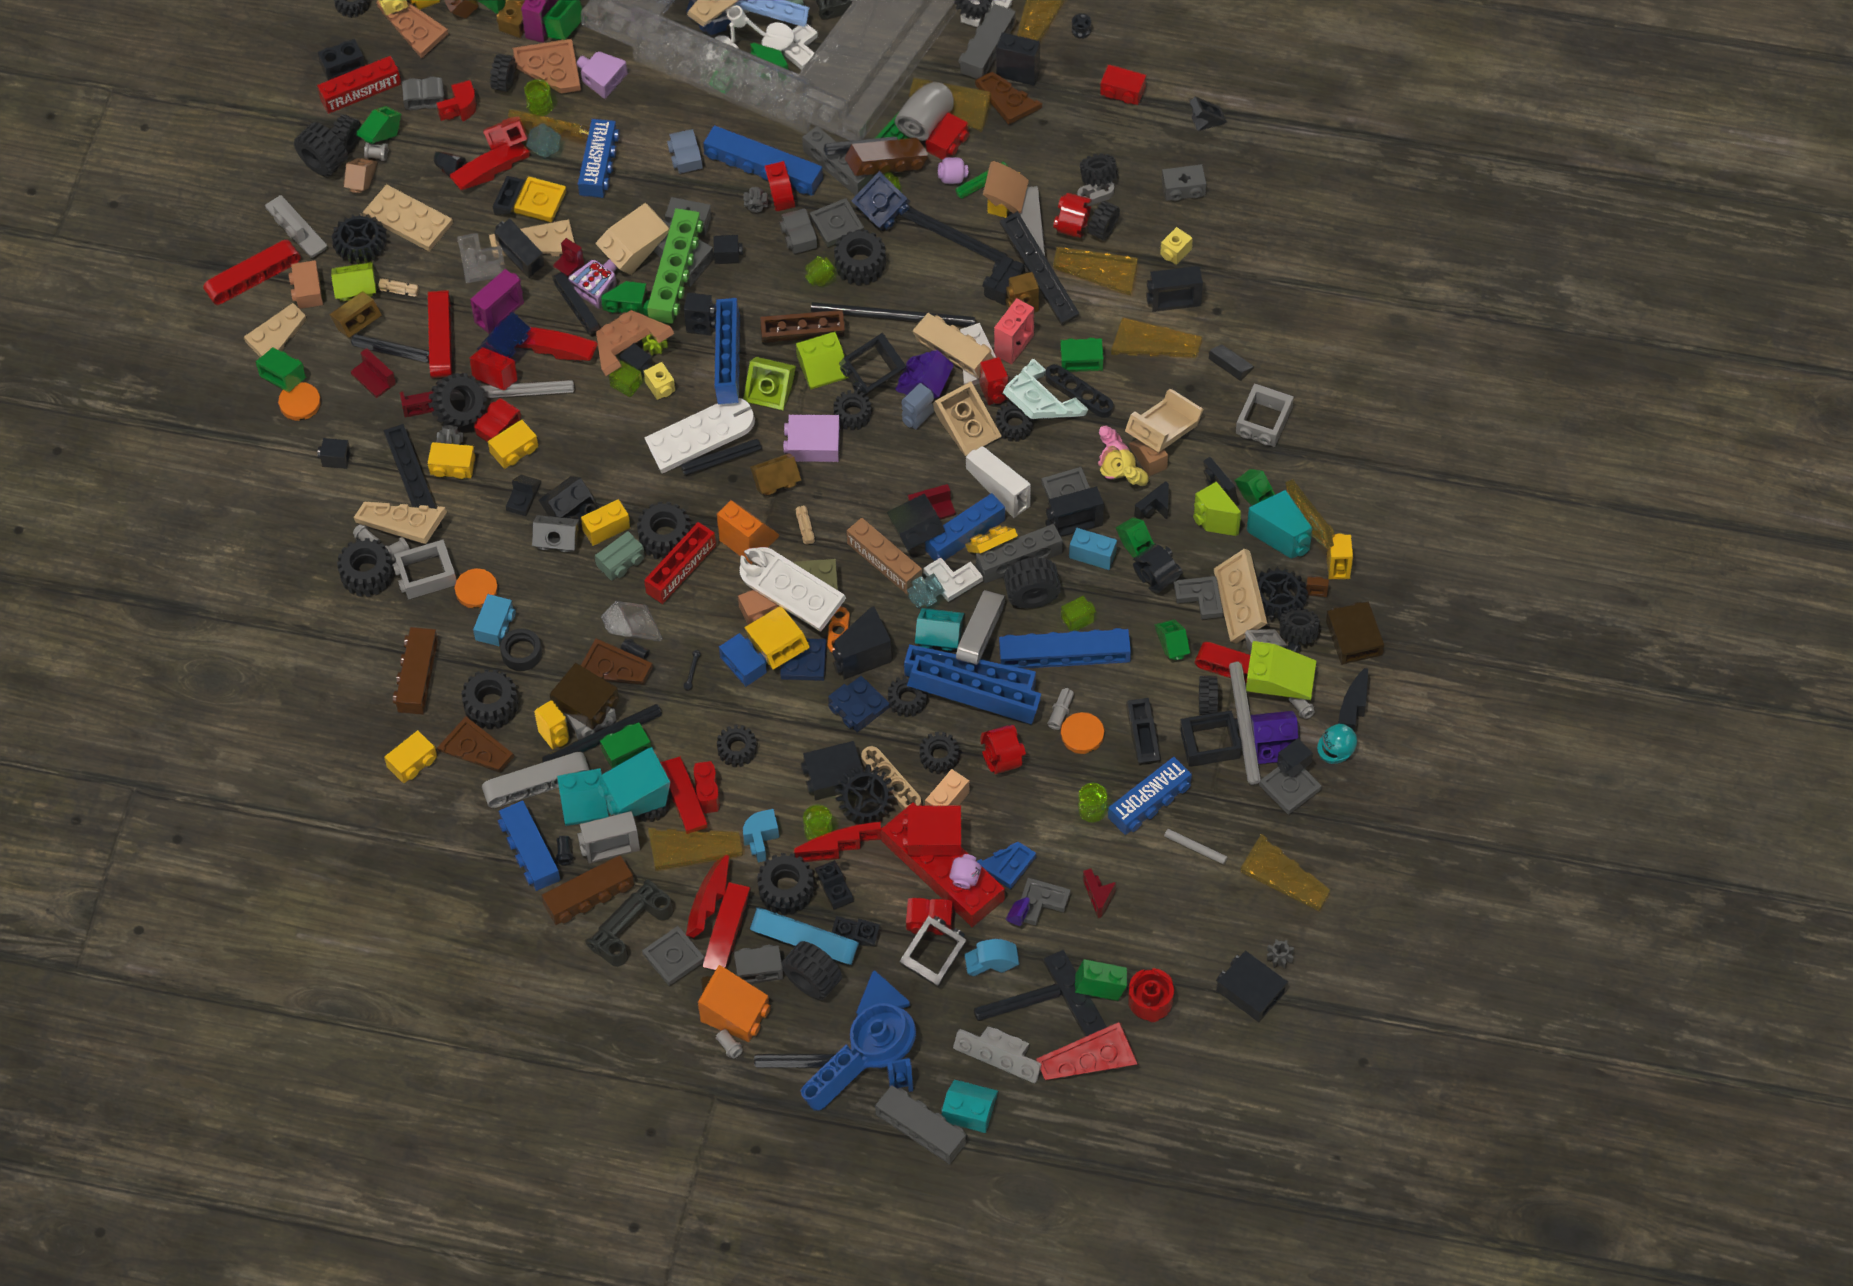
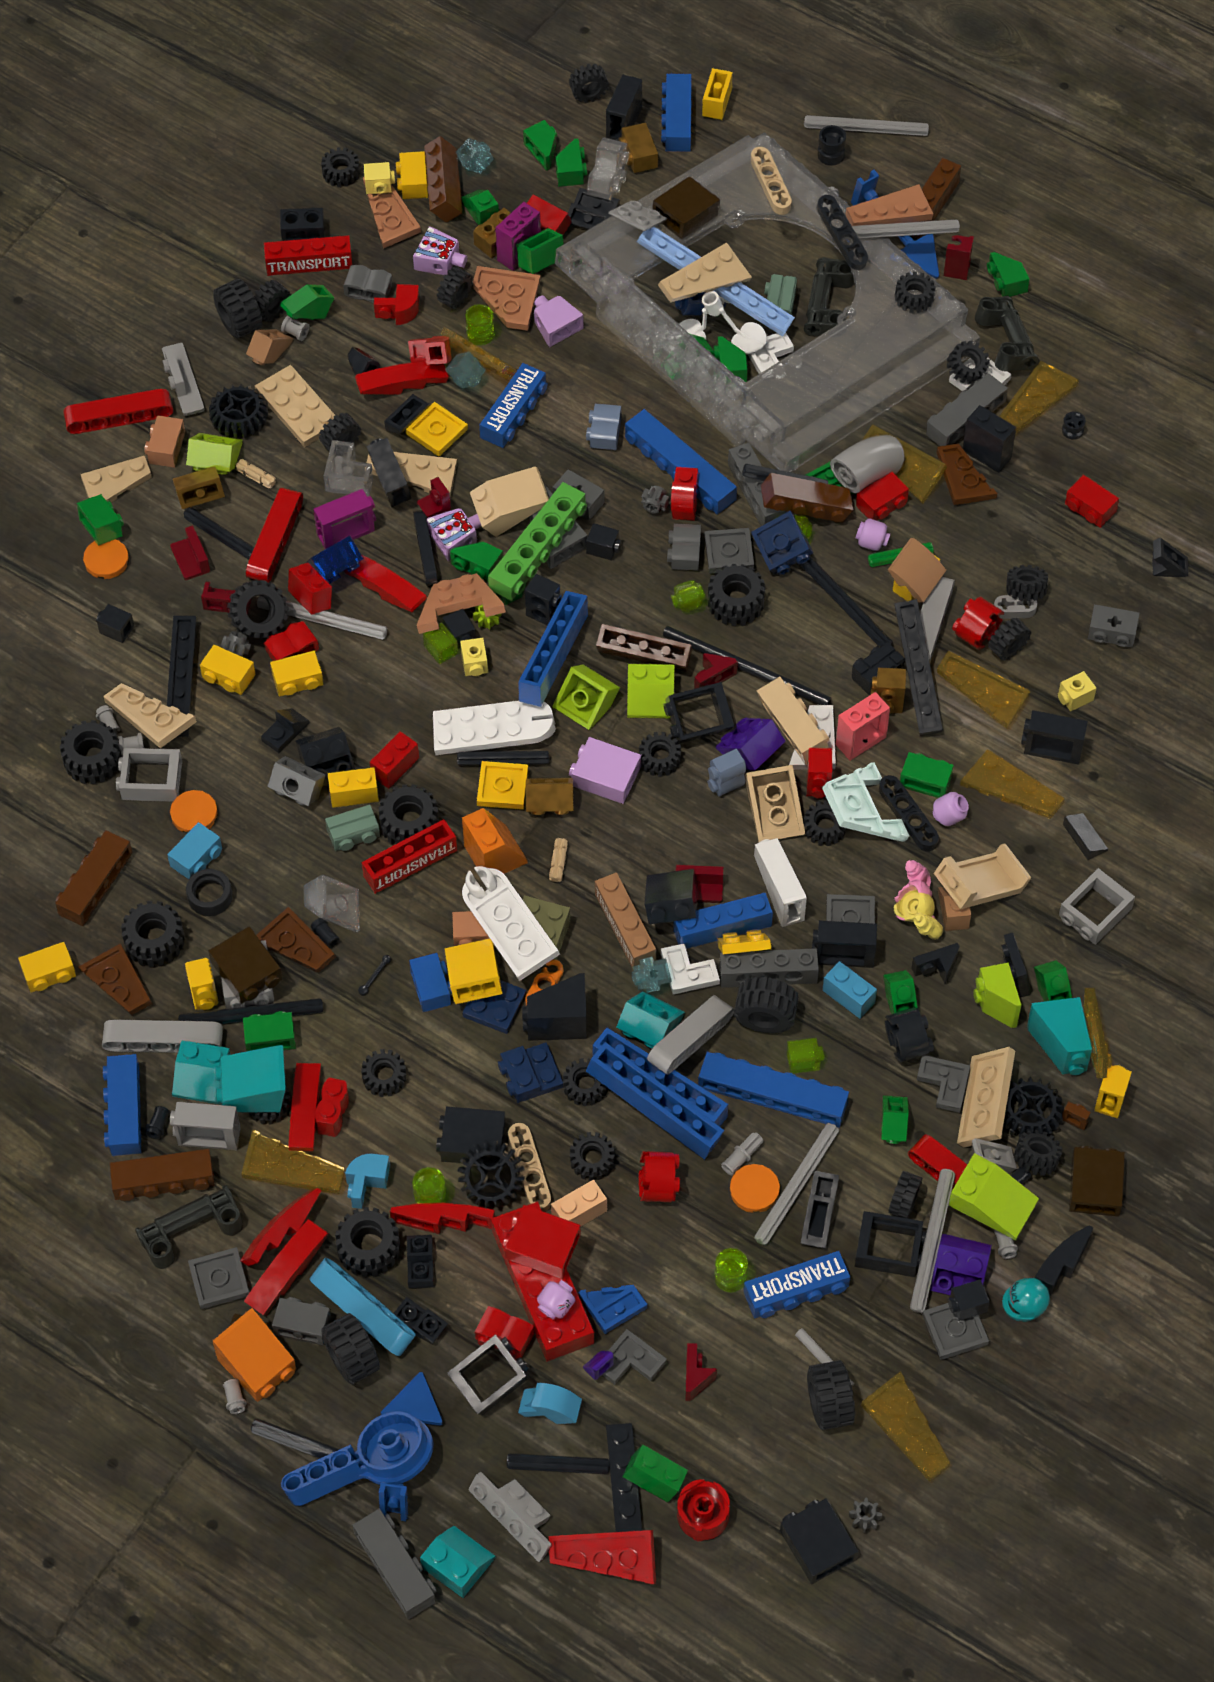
camera: 20 degrees right, 0 degrees up
(458, 225) = (341, 428): none -> black tyre
(473, 47) = (438, 253): none -> lavender torso
(631, 486) = (395, 759): none -> red brick
(731, 479) = (502, 785): none -> yellow plate
(869, 326) = (716, 670): none -> dark red slope
(1113, 375) = (950, 808): none -> lavender head
(1115, 717) = (796, 1184): none -> light grey axle
(1216, 869) = (831, 1395): none -> black tyre

